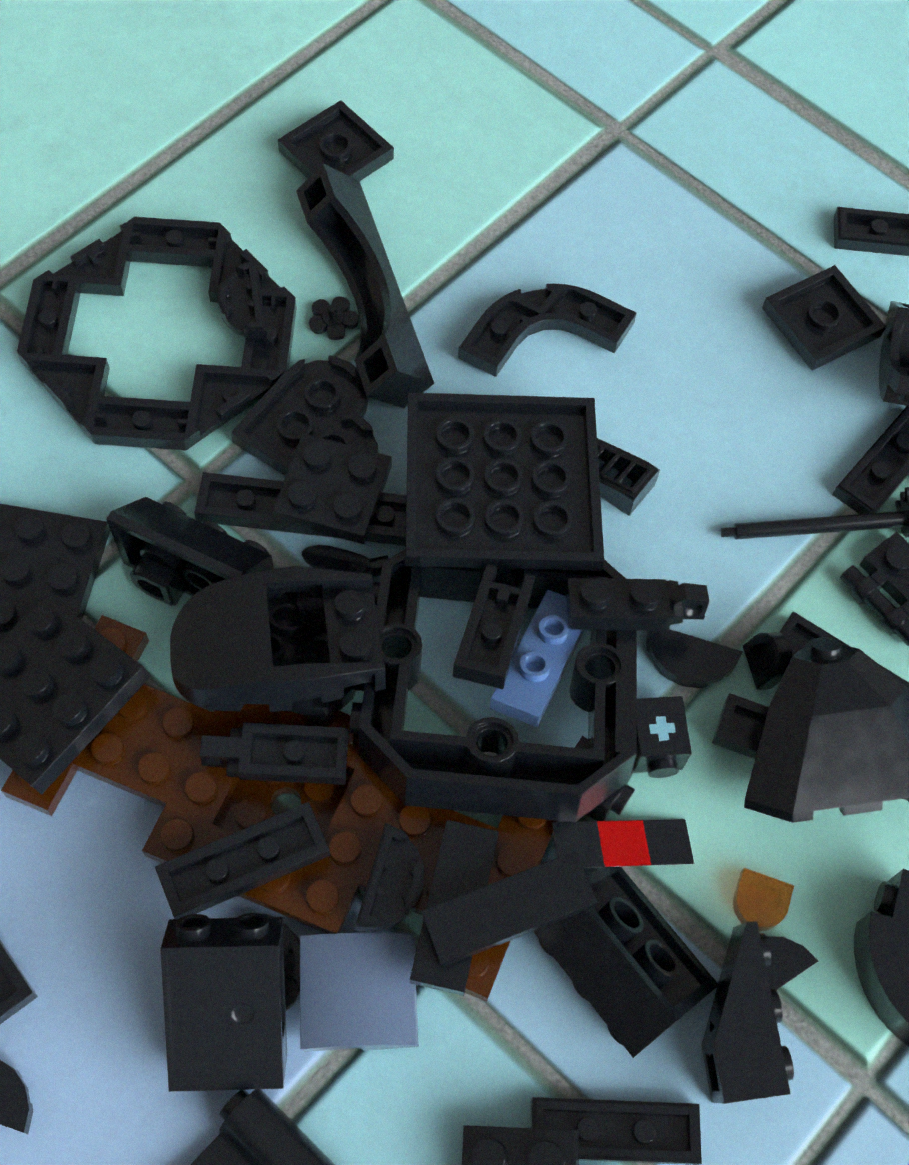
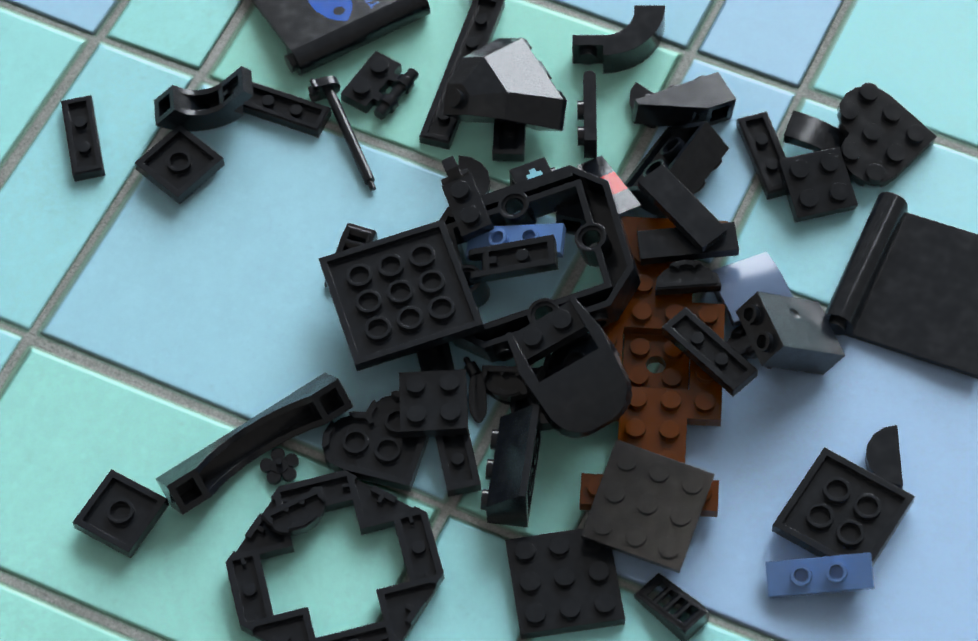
camera: 100 degrees left, 5 degrees down
(157, 581) = (539, 487): black tile -> none
(280, 753) = (637, 355): black hinge -> none
(552, 308) = (235, 338): black plate -> none
(761, 899) = (611, 117): clear orange tile -> none
(768, 658) = (458, 140): black tile -> none
(775, 858) = (587, 111): none -> black hinge

